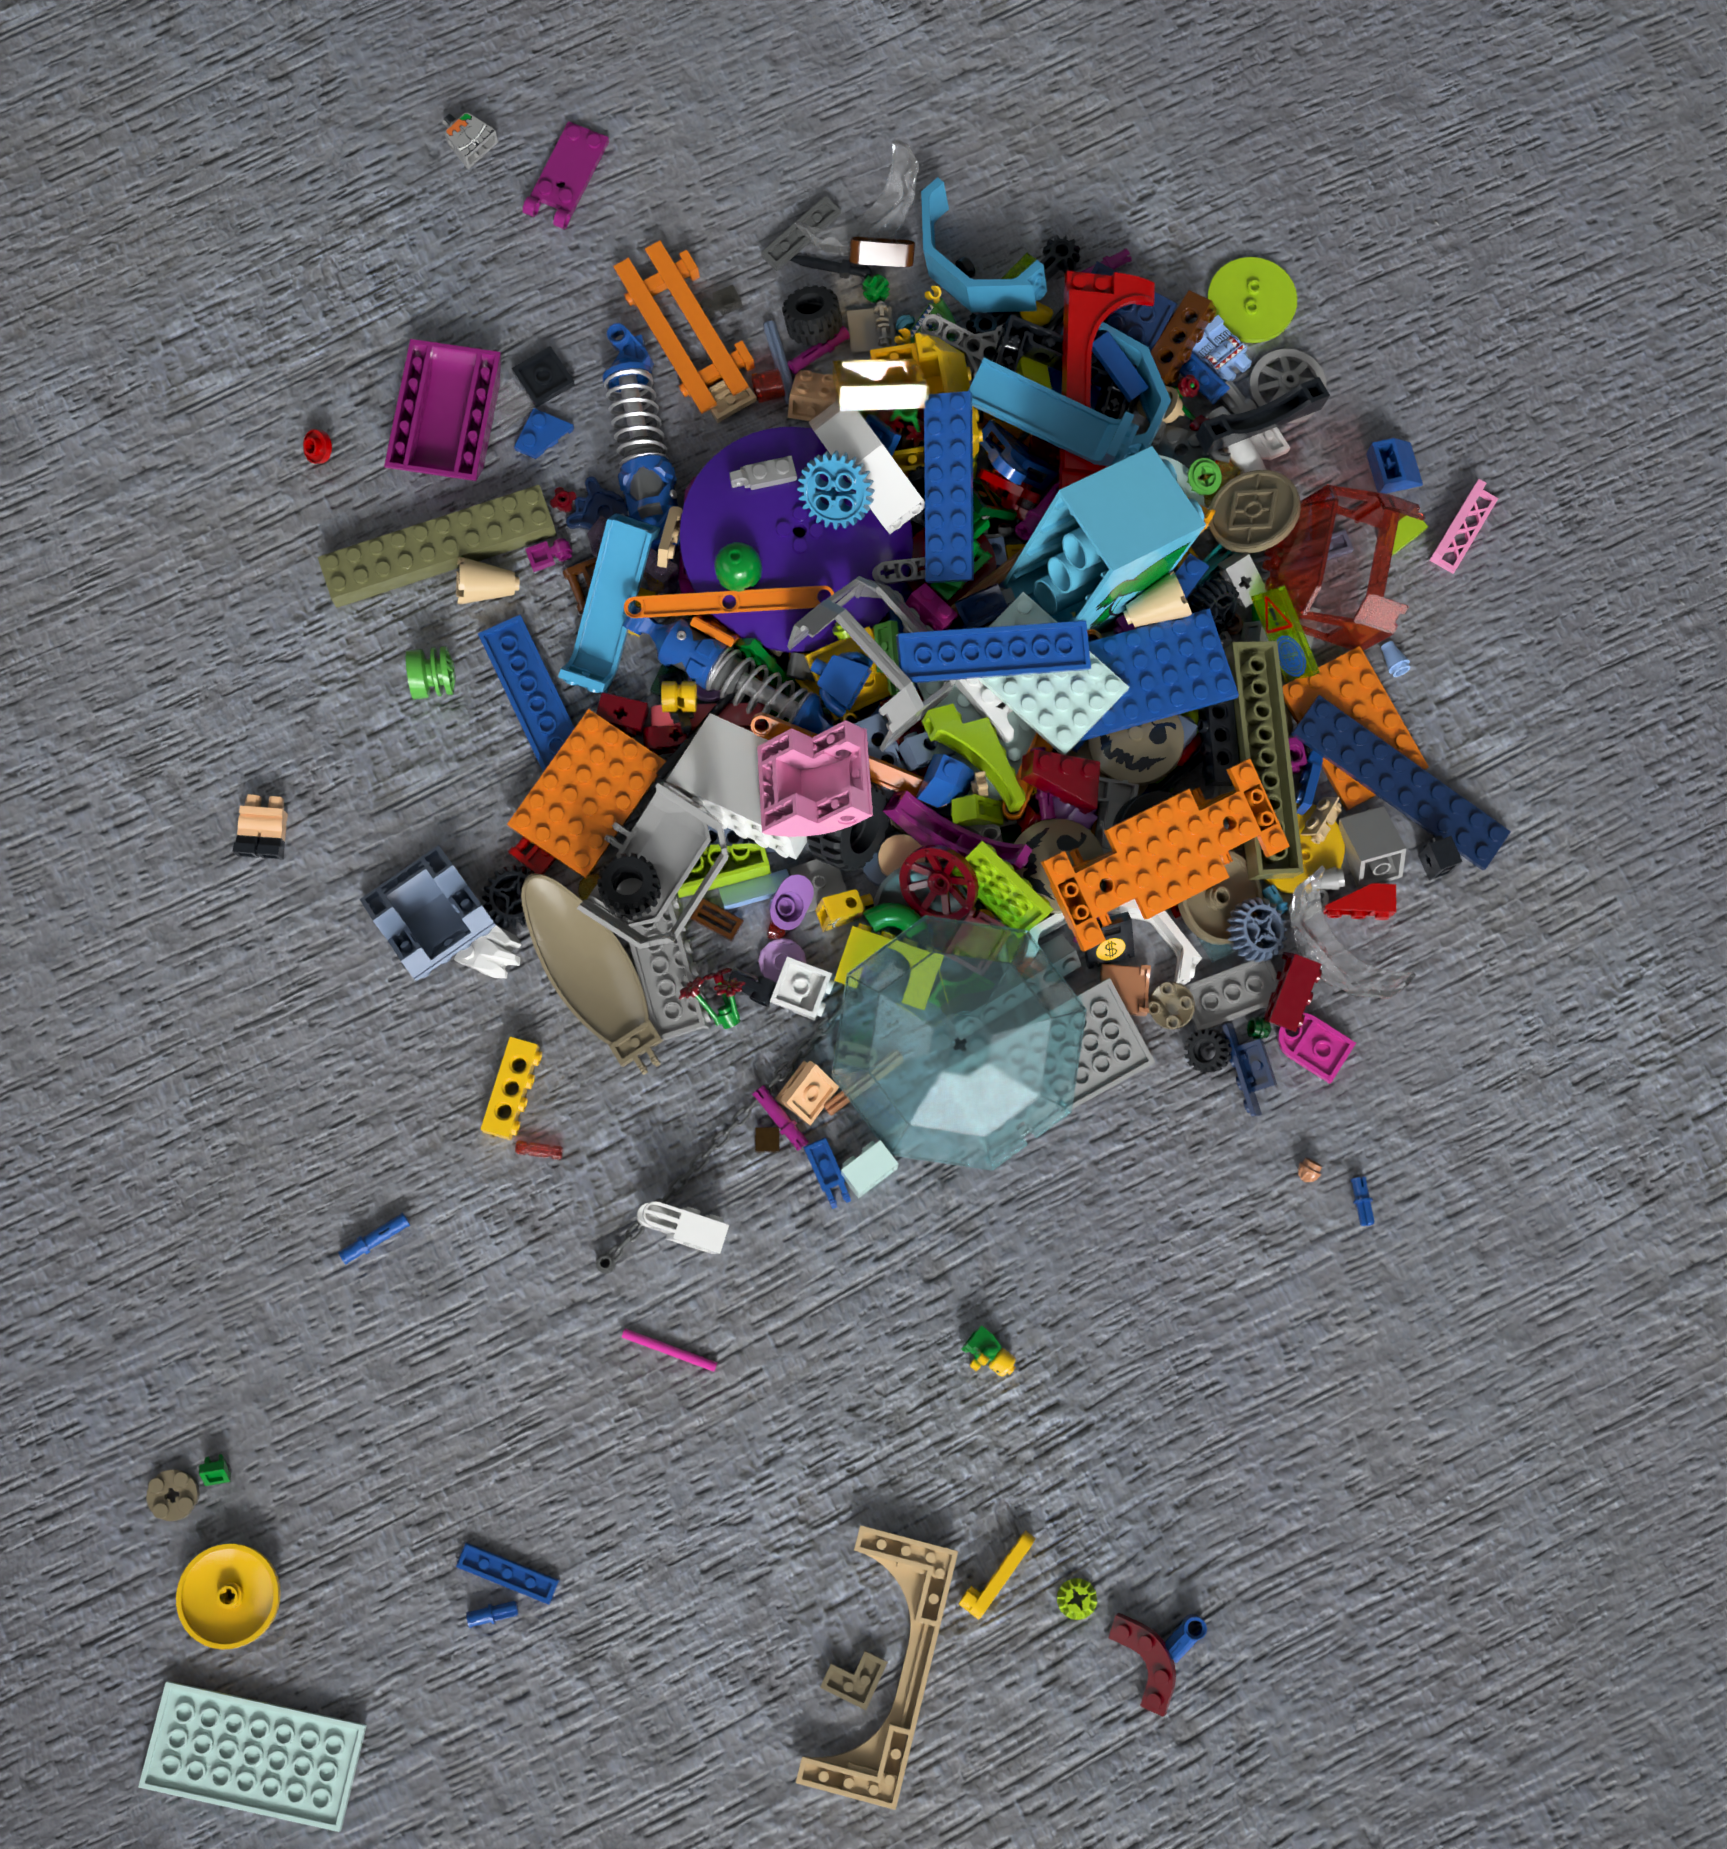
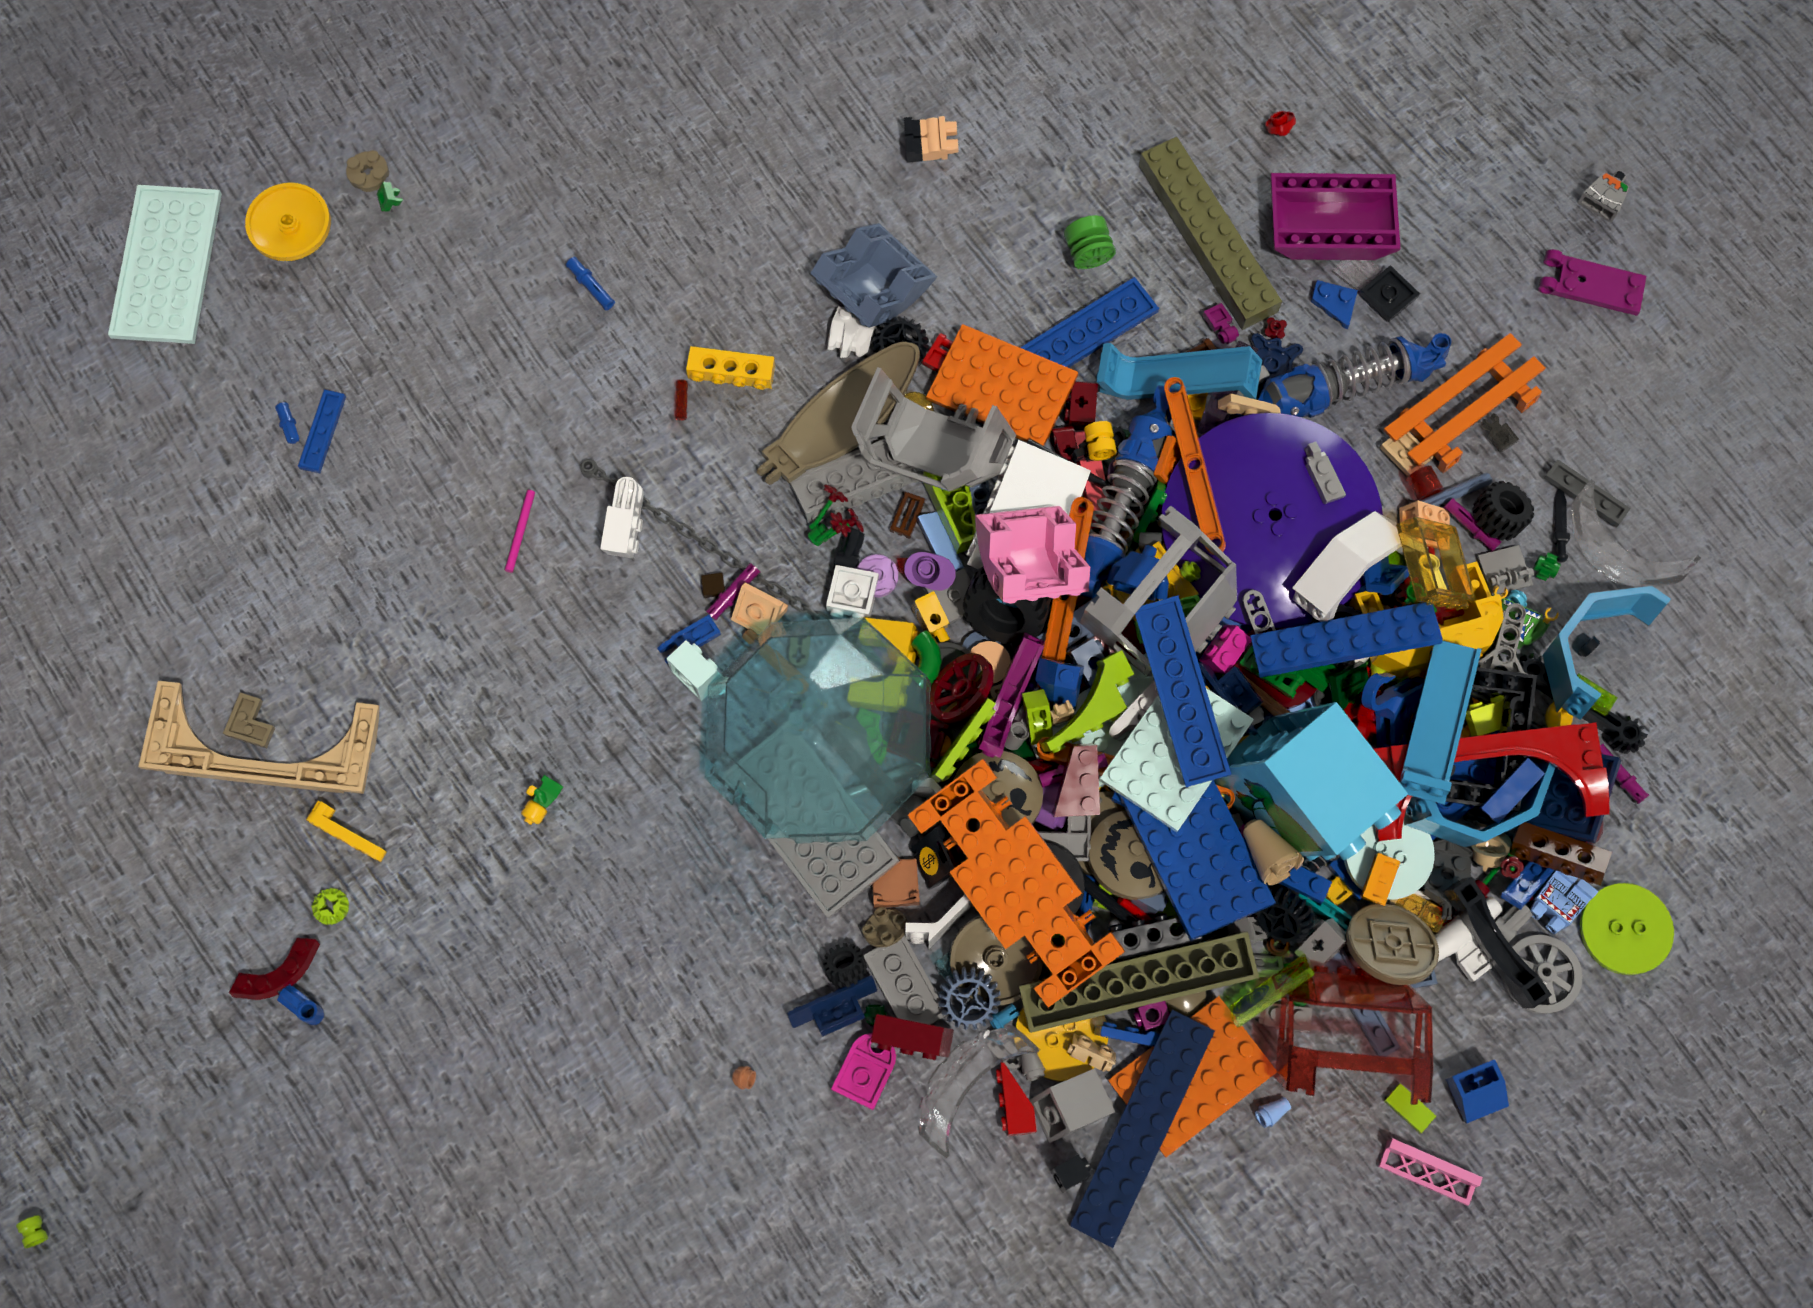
camera: 85 degrees right, 5 degrees down
(483, 581) = (1182, 271): tan cone -> none
(623, 869) = (922, 411): black tyre -> none
(738, 566) = (1227, 462): green cylinder -> none
(834, 469) = (1316, 533): dark azure gear -> none
(882, 251) = (1585, 565): beam -> none
(1207, 467) = (1415, 903): bright green gear -> none
(1362, 1201) = (719, 1133): blue axle -> none

